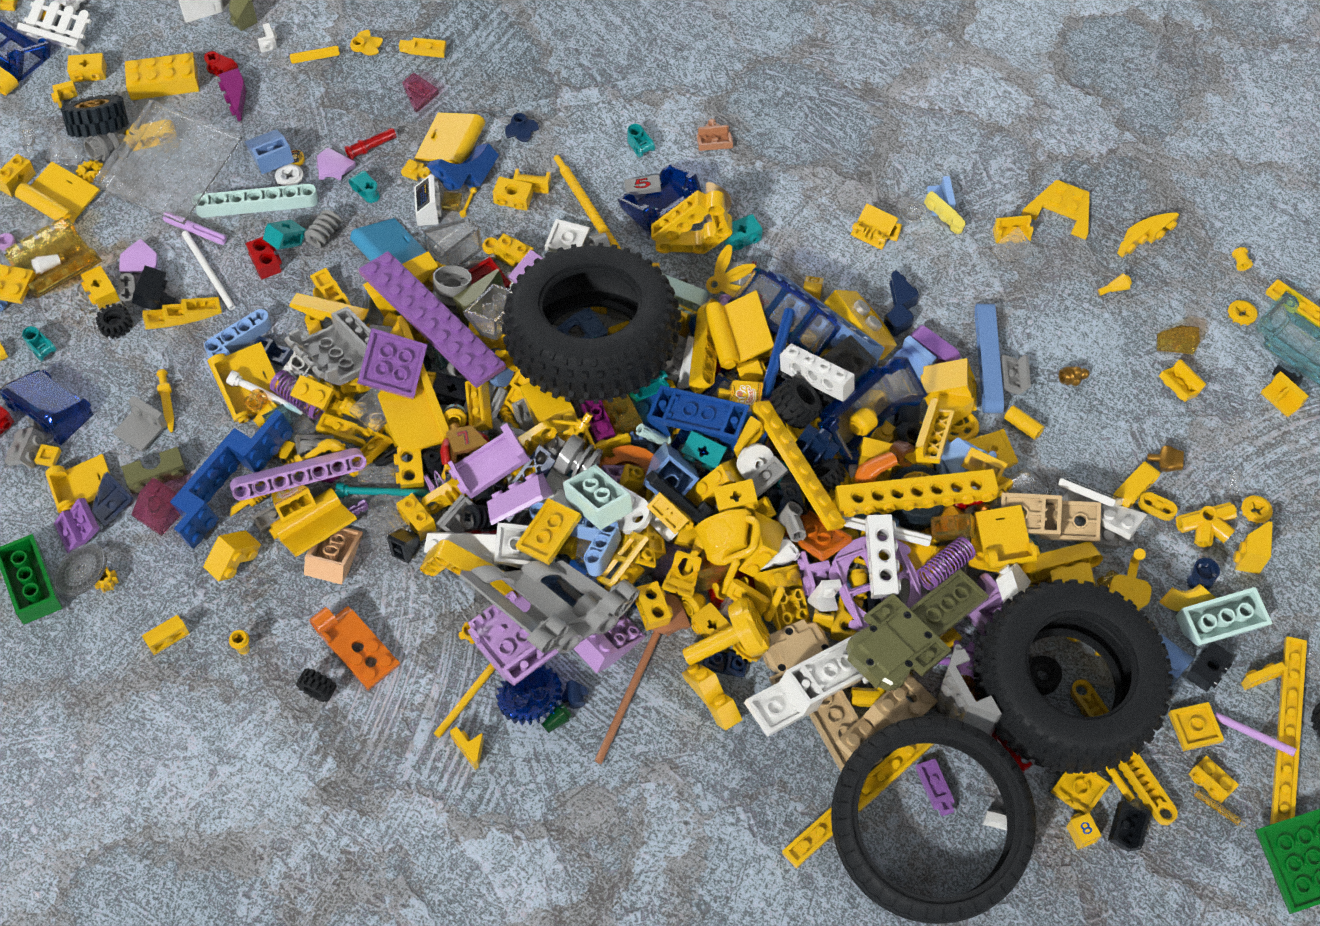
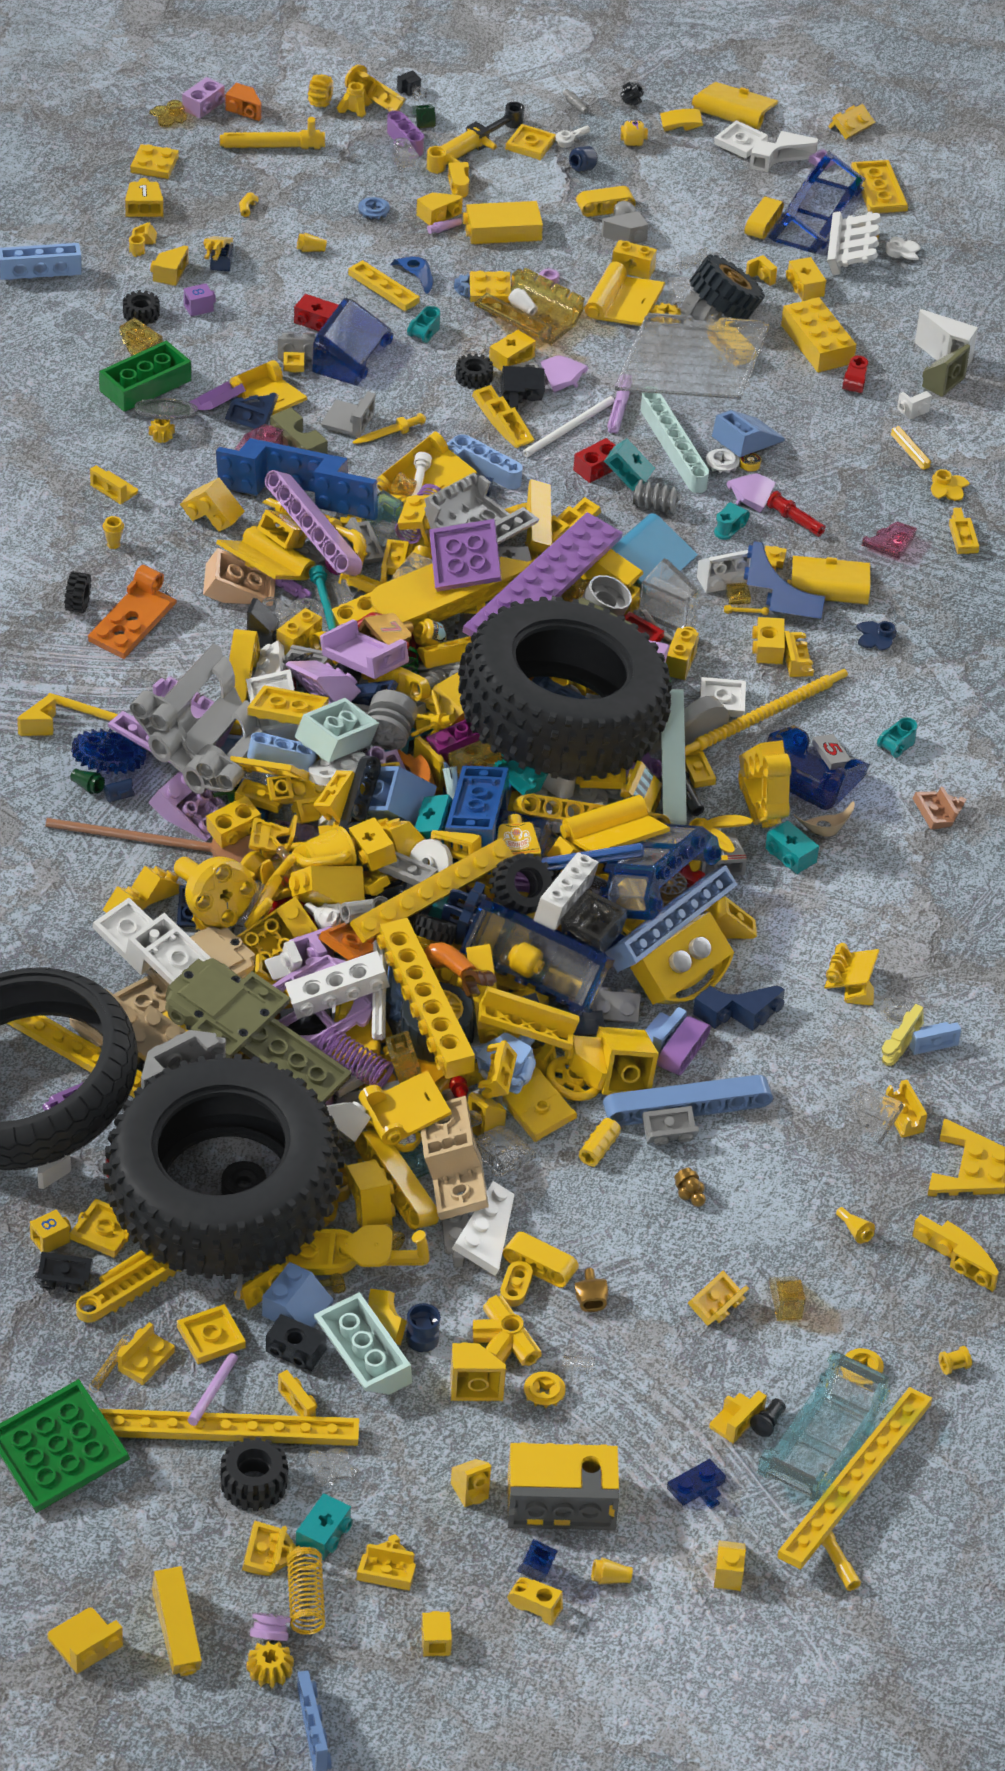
camera: 75 degrees right, 15 degrees down
(235, 91) = (823, 394): magenta slope -> none
(1090, 492) = (506, 1200): white tile -> none

